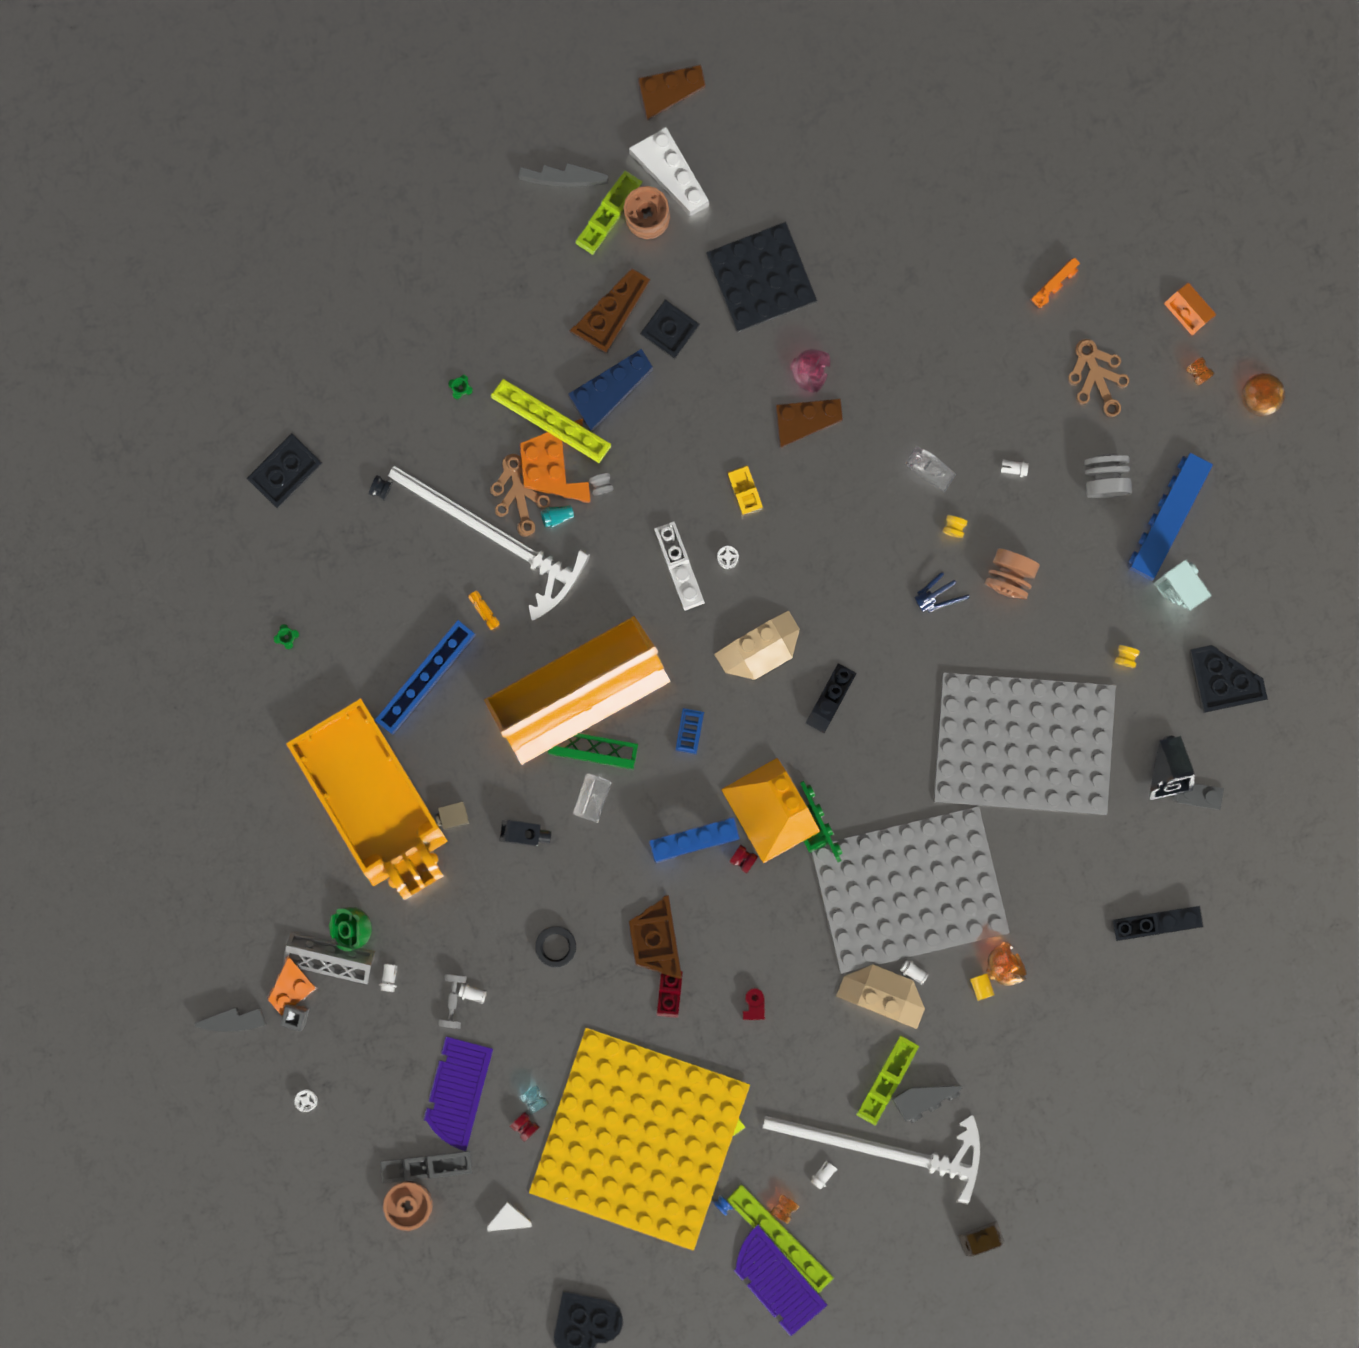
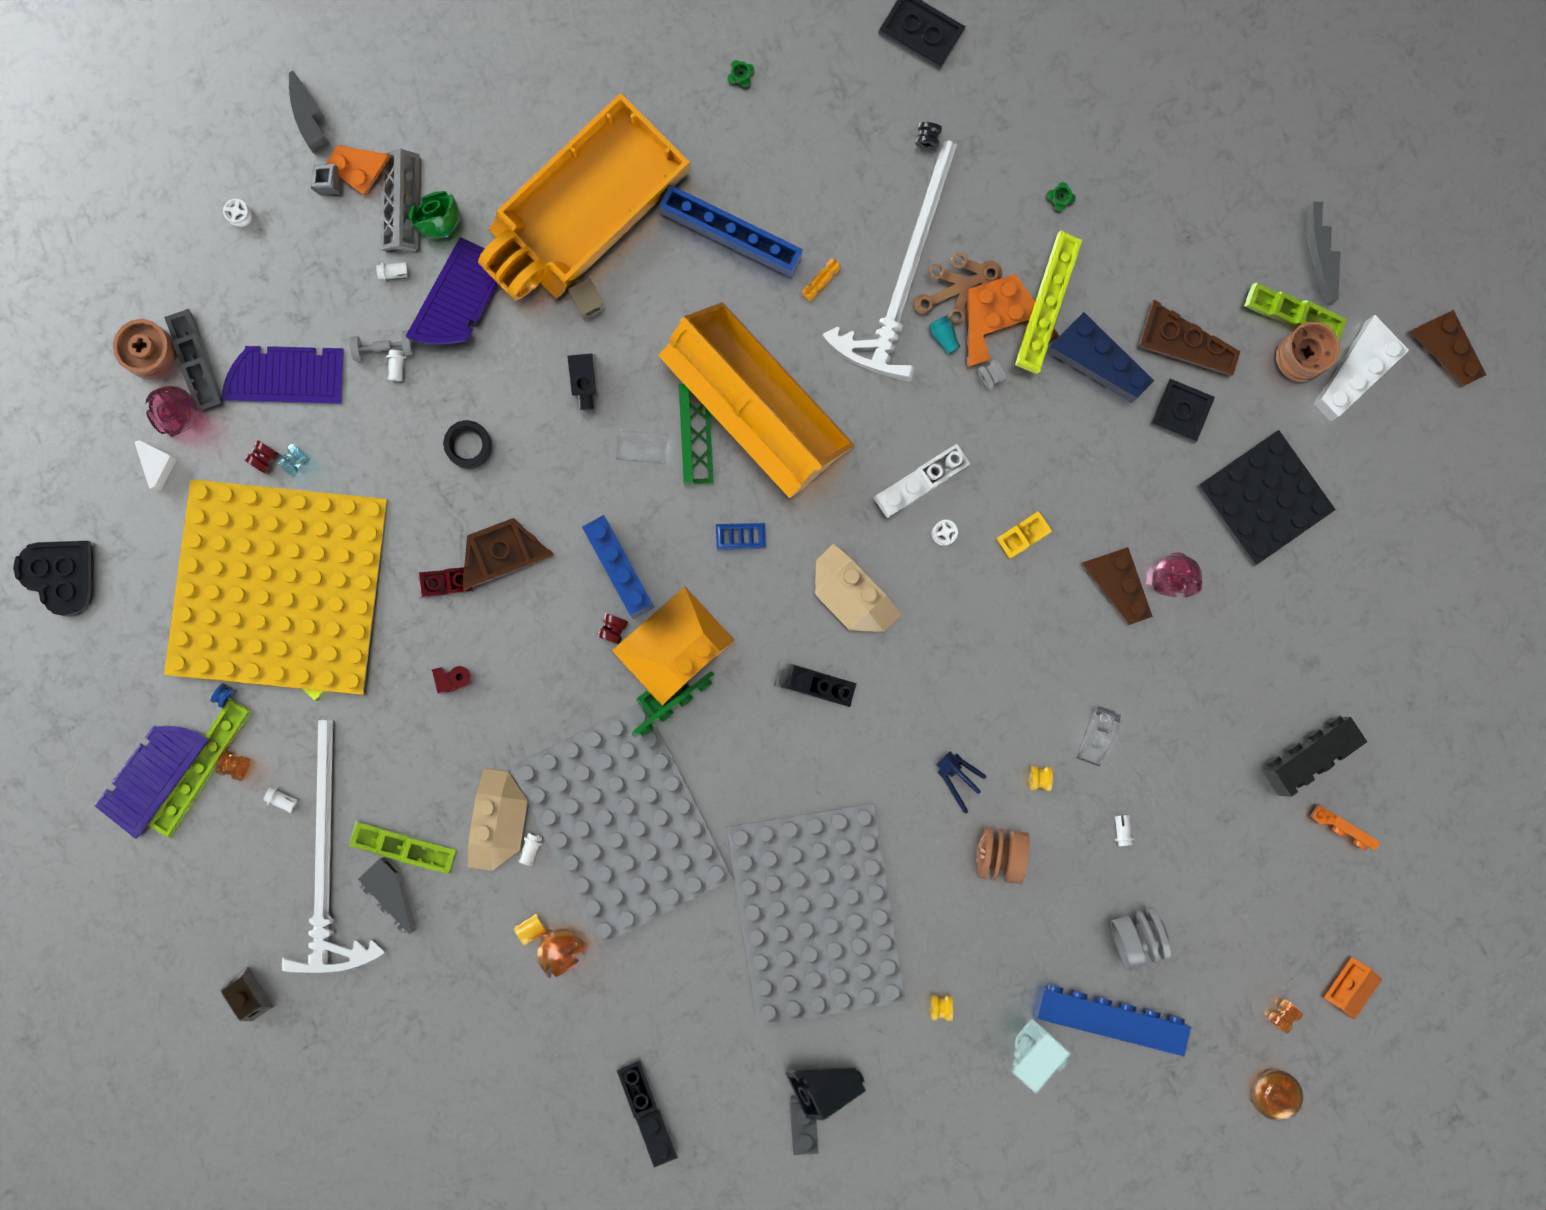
camera: 70 degrees right, 0 degrees up
(425, 927) = (454, 299): none -> dark purple piece
(468, 1193) = (171, 410): none -> clear pink cylinder
(989, 293) = (1314, 756): none -> pearl dark grey wedge
(1097, 375) = (1251, 900): medium nougat plant -> none
(1224, 681) = (940, 1126): black plate -> none

